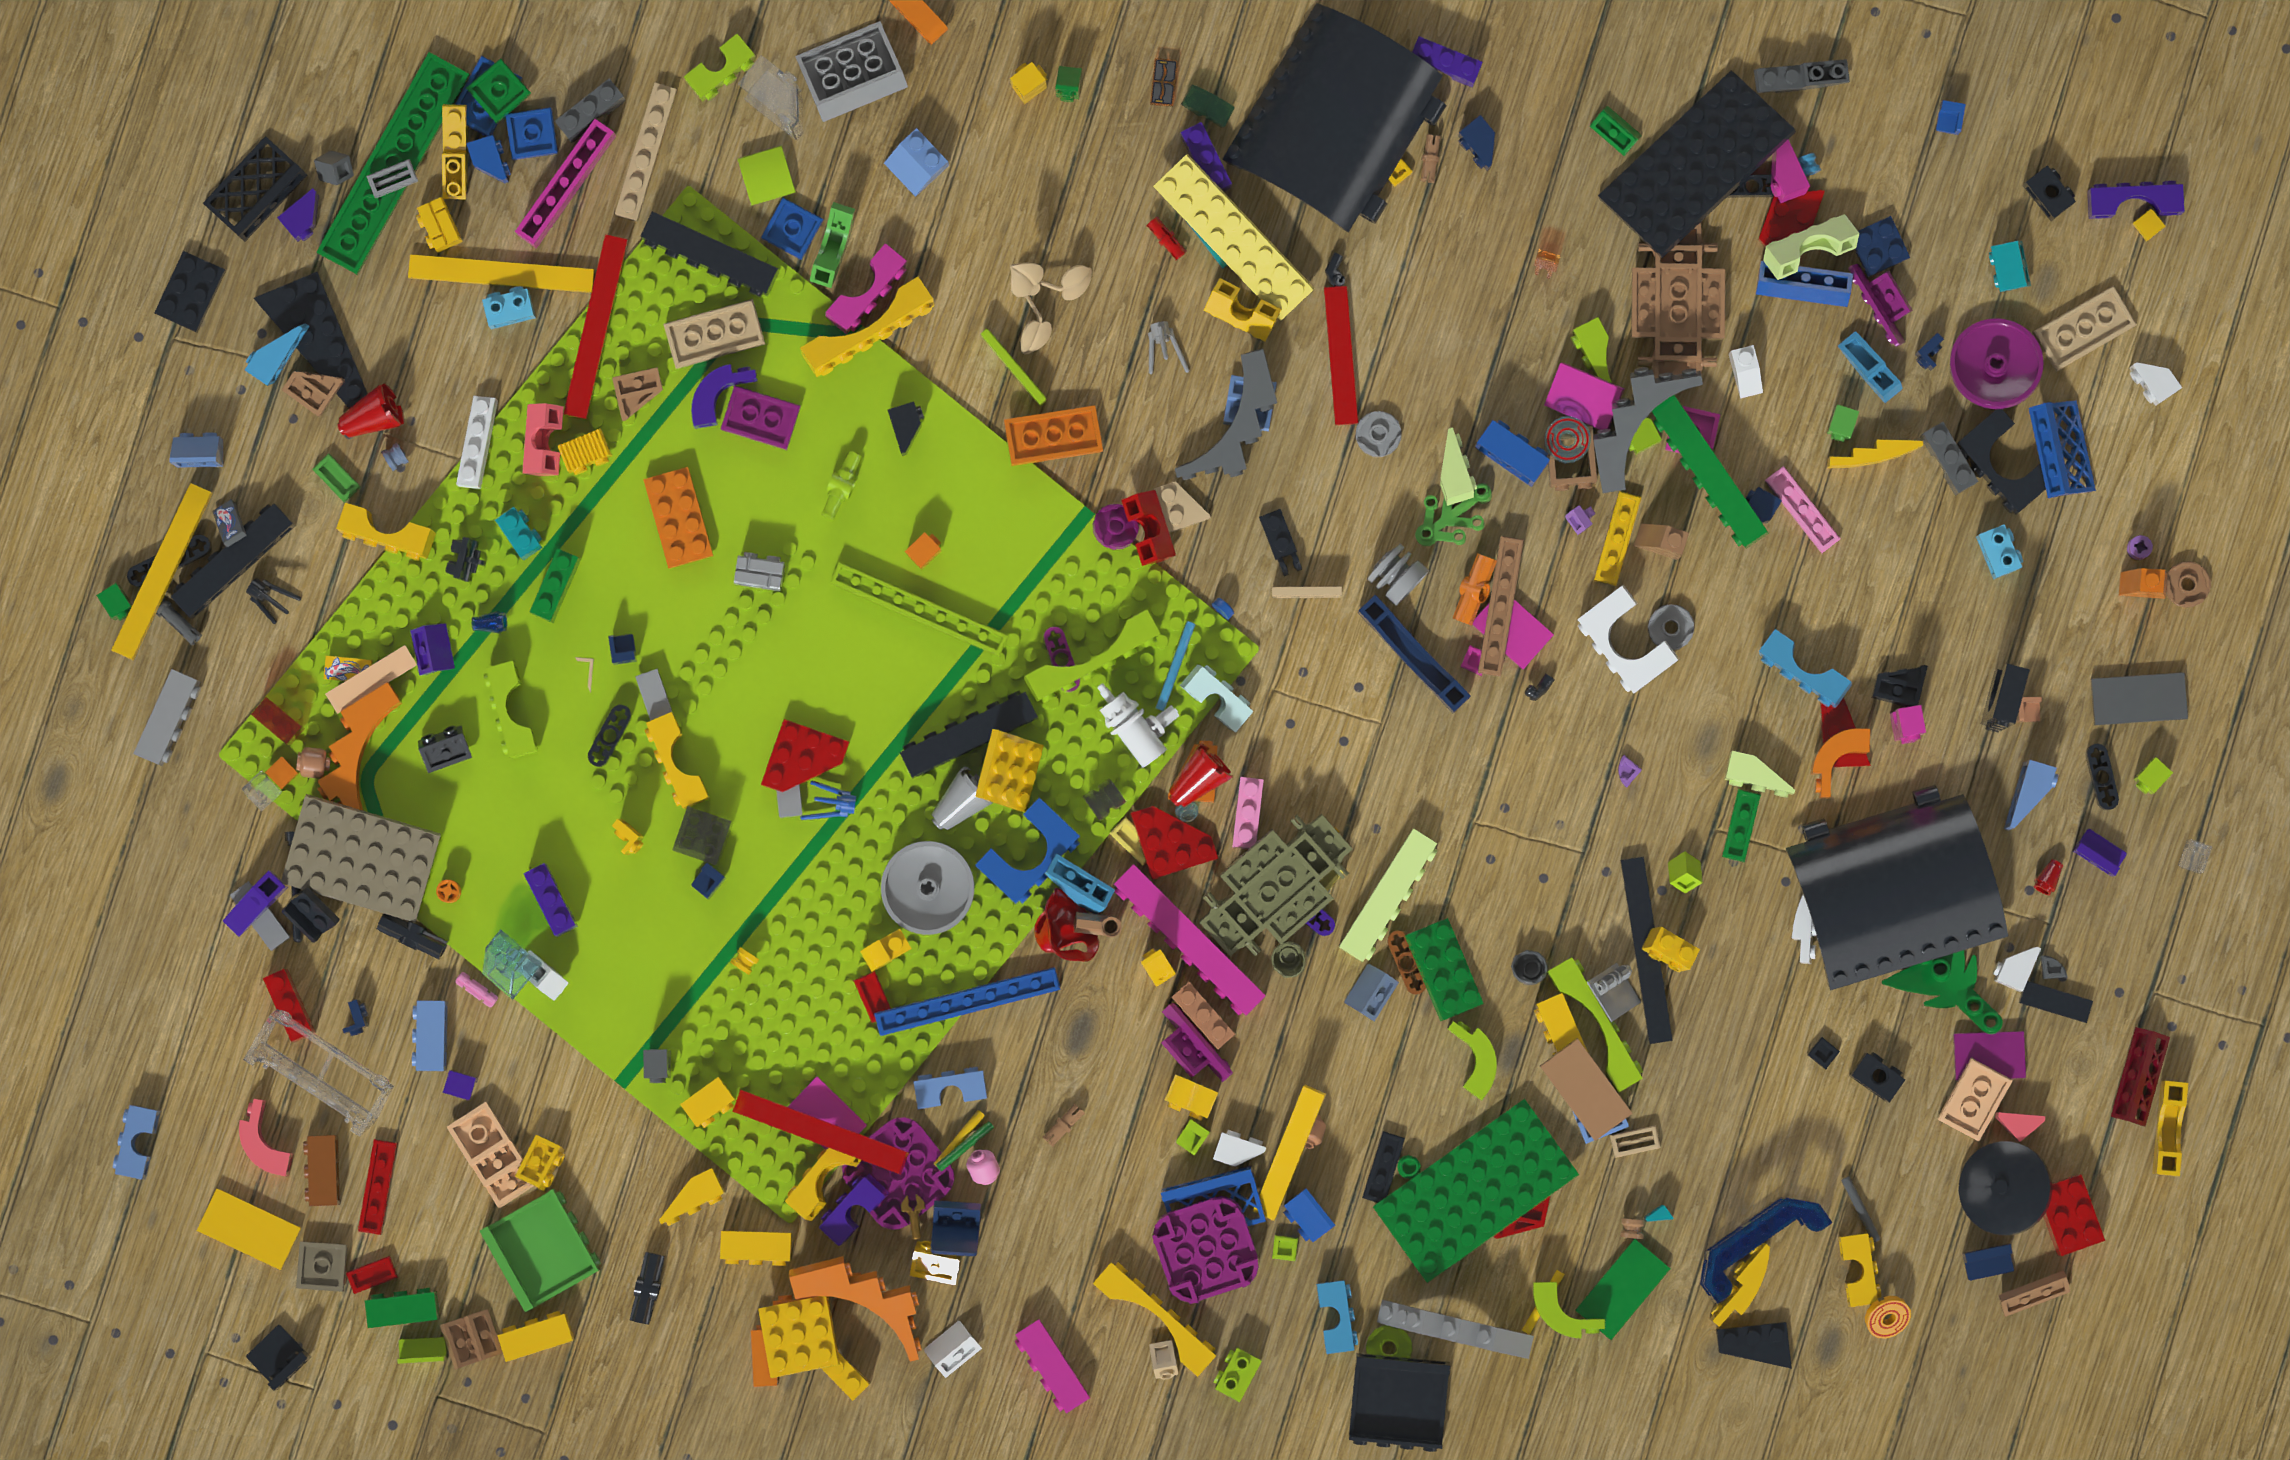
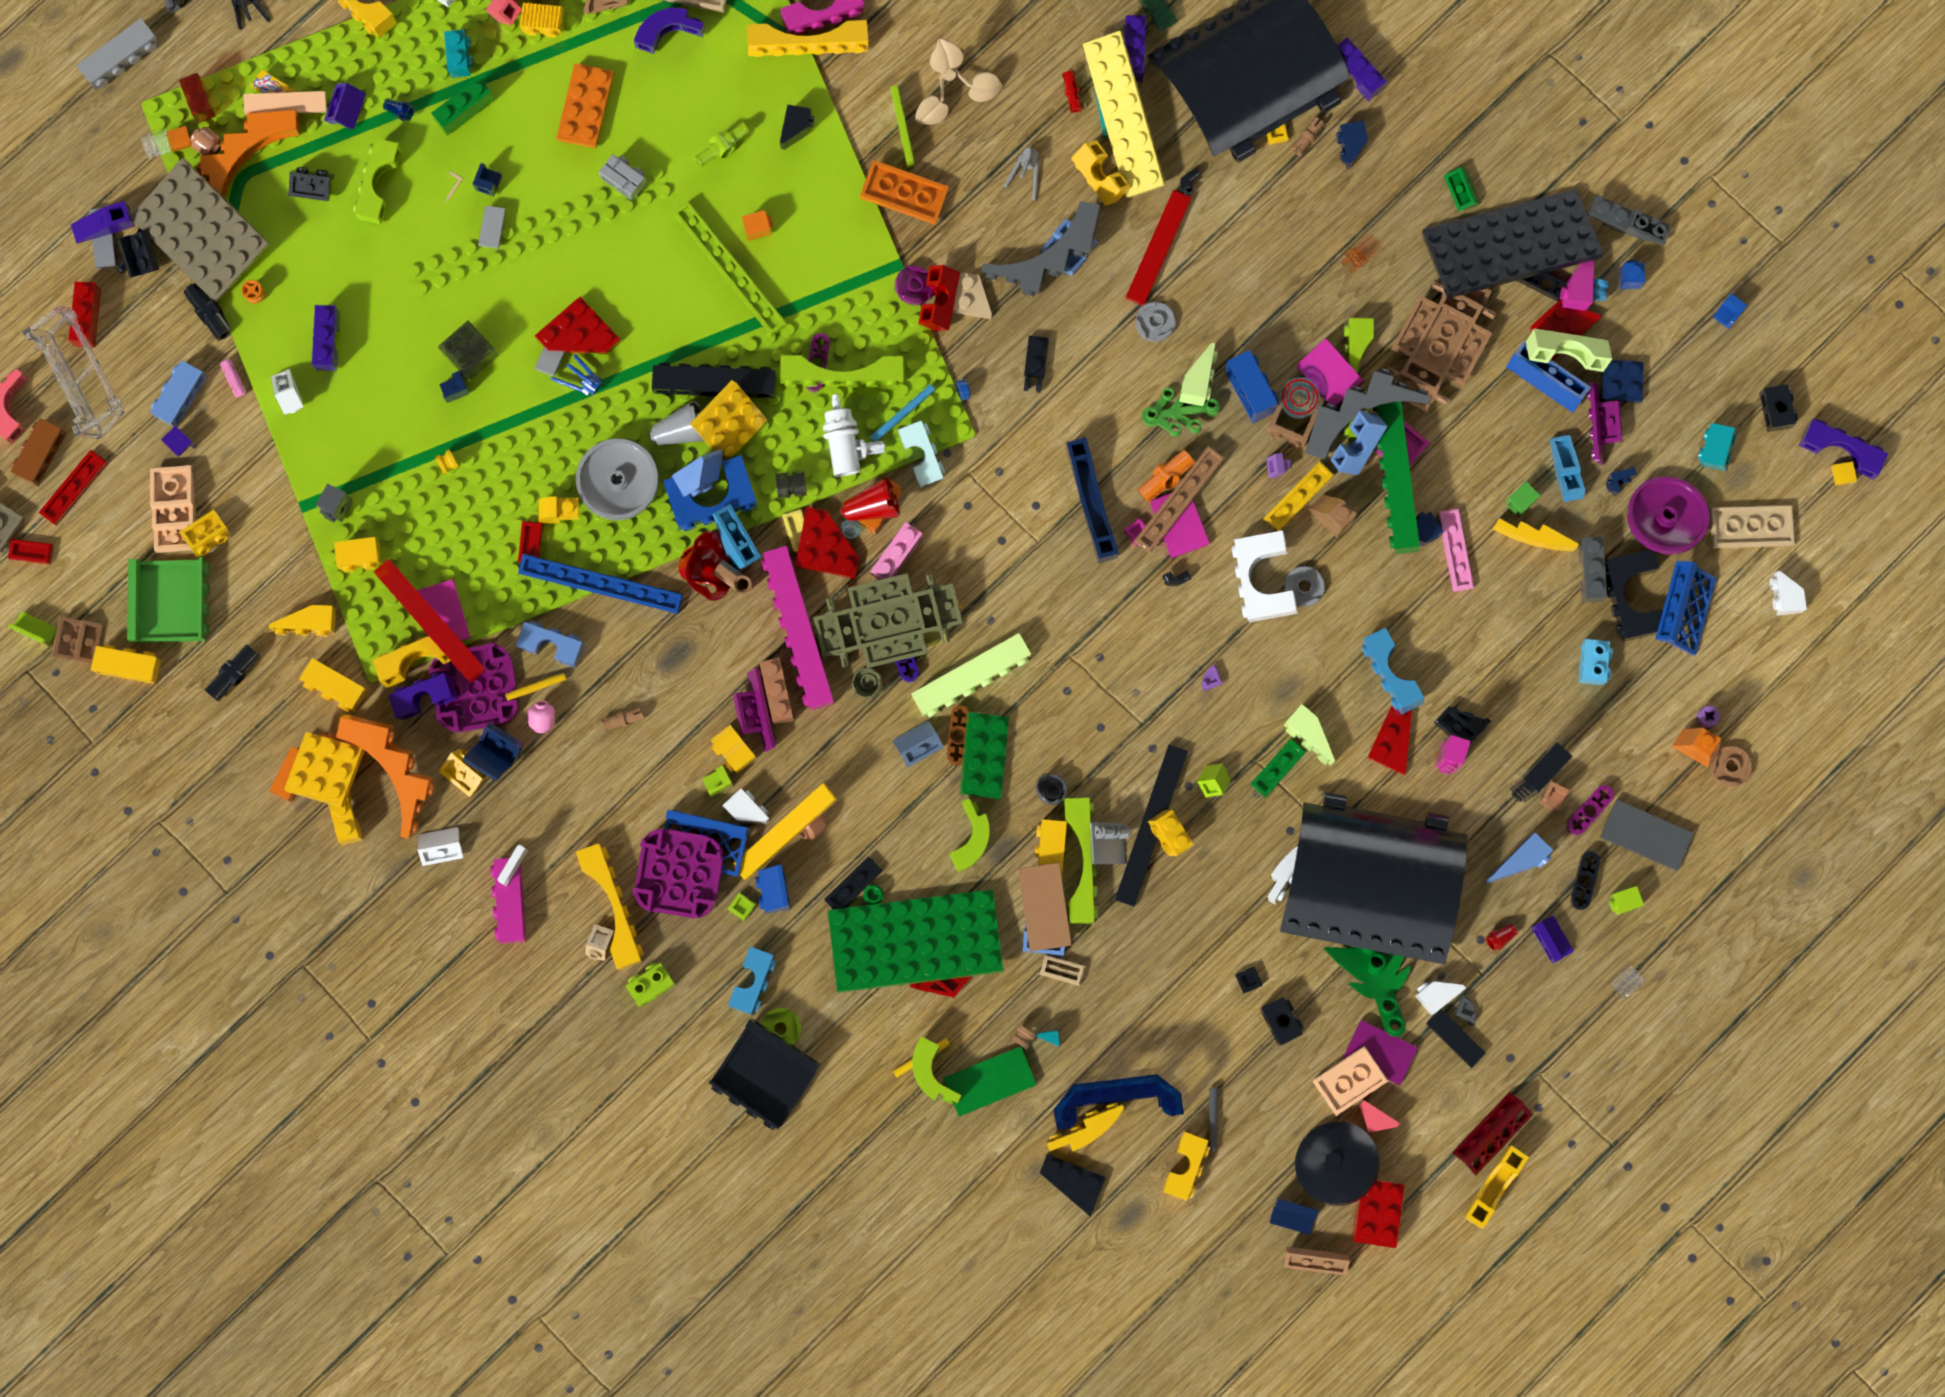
camera: 25 degrees right, 5 degrees down
(359, 1013) = (133, 349): dark blue bracket -> none
(402, 1308) = (37, 588): green brick -> none
(467, 559) = (407, 53): black hips -> none
(508, 964) = (266, 367): clear light blue slope -> none
(596, 748) = (440, 248): black beam -> none
(627, 832) = (412, 325): yellow bracket -> none
(665, 733) = (483, 260): yellow arch -> none
(760, 417) = (689, 64): magenta tile -> none
(914, 1215) = (468, 725): pearl gold bar -> none
(964, 1146) = (536, 693): green bar -> none
(1009, 840) = (699, 474): none -> medium blue slope
(1039, 1331) = (512, 865): none -> white tile
(1157, 966) = (760, 632): yellow slope -> none
(1306, 592) = (1034, 411): tan tile -> none
(1397, 574) = (1111, 430): light grey wheel -> none
(1455, 1329) = (840, 1041): light grey arch -> none
(1654, 439) = (1353, 456): none -> medium blue arch
(1746, 371) = (1467, 420): white slope -> none
(1833, 131) = (1632, 275): none -> blue brick
(1842, 743) = (1387, 743): orange arch -> none
(1892, 1326) = (1192, 1225): light orange tile -> none
(2080, 688) = (1584, 825): none -> magenta beam

